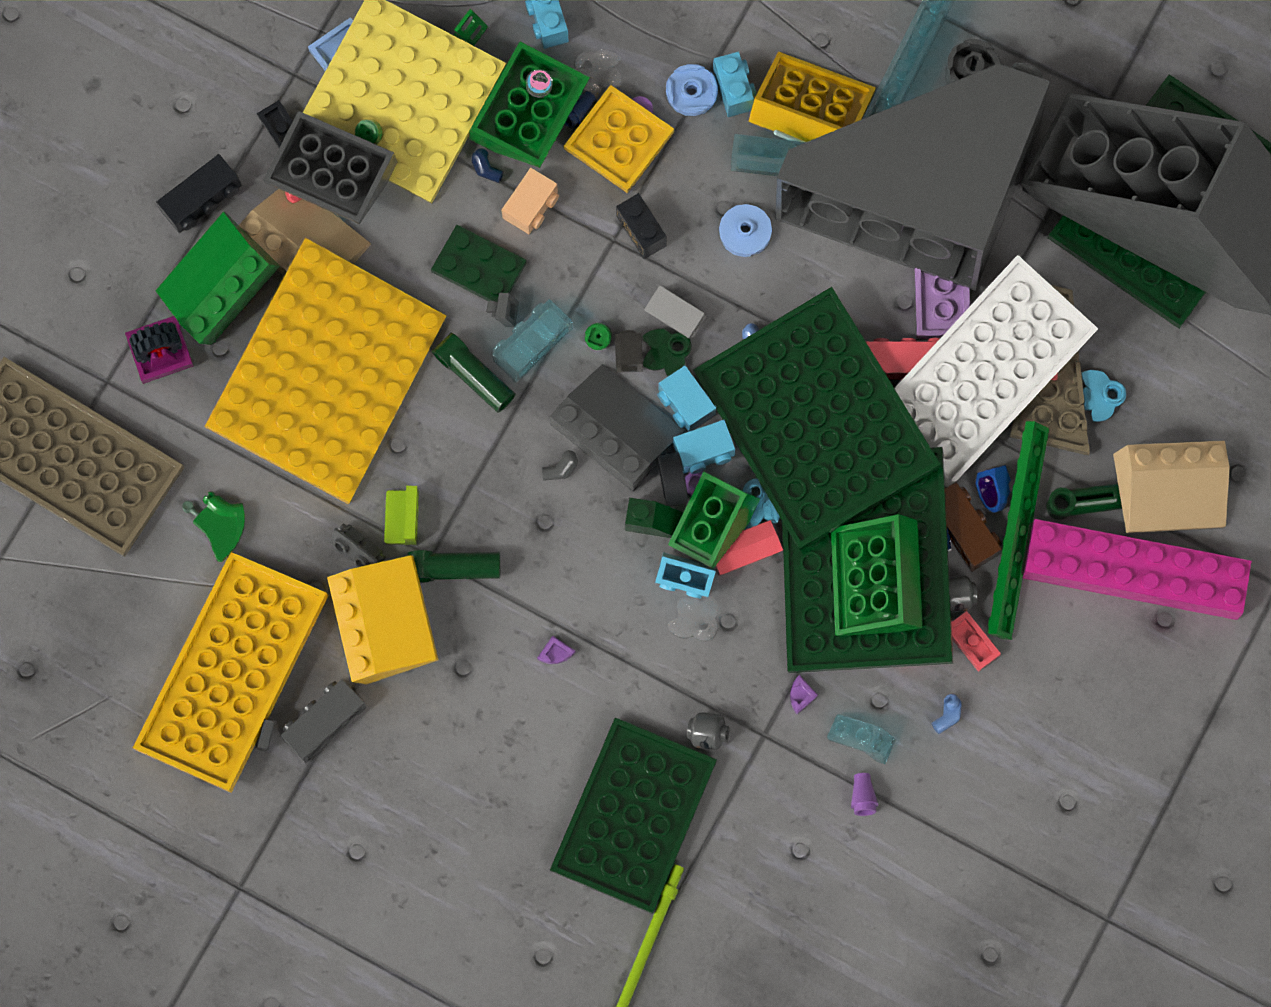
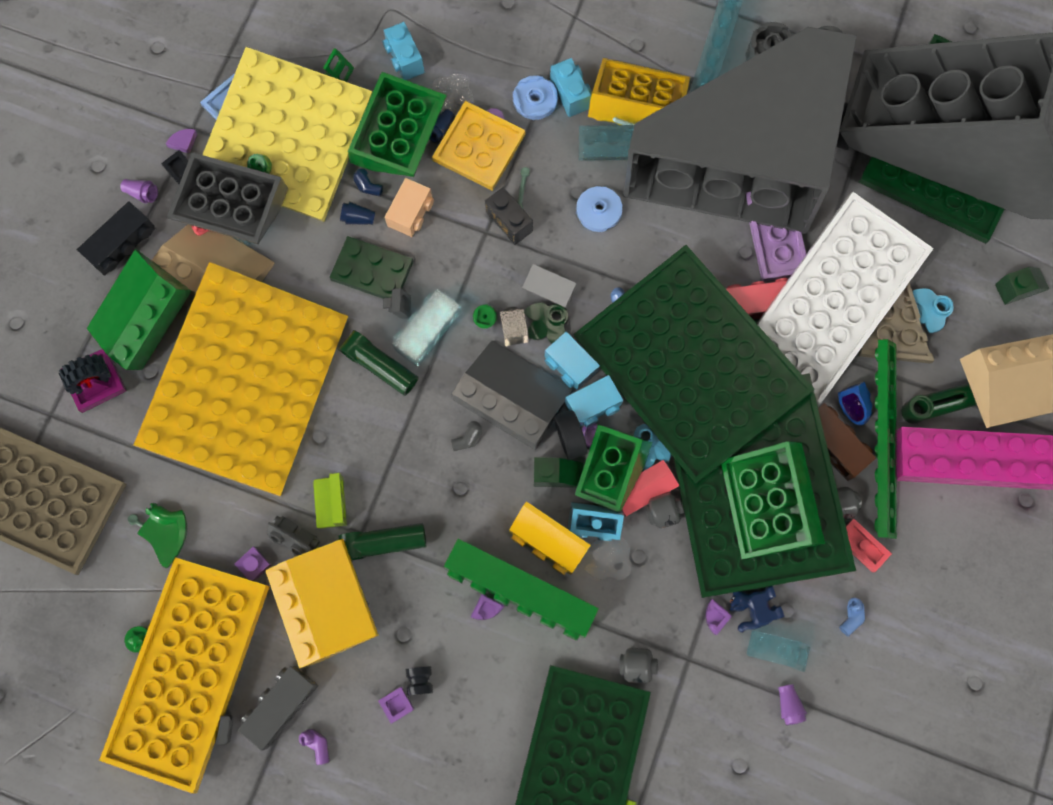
camera: 10 degrees left, 0 degrees up
(179, 631) = (134, 638): none -> green tile
(231, 141) = (141, 190): none -> medium lavender cone
(282, 88) = (182, 140): none -> medium lavender tile
(311, 570) = (253, 564): none -> medium lavender plate
(359, 763) = (317, 743): none -> medium lavender arm
(447, 736) = (396, 705): none -> medium lavender plate
(470, 201) = (356, 214): none -> dark blue cone
(474, 714) = (419, 680): none -> black wheel
(539, 83) = (403, 104): tile -> none
(594, 634) = (520, 589): none -> green brick
(632, 587) = (548, 539): none -> yellow slope
(667, 177) = (524, 173): none -> sand green hinge
(763, 574) = (664, 510): none -> dark grey head
(847, 692) = (758, 607): none -> dark blue animal
(1210, 380) = (1021, 284): none -> dark green slope

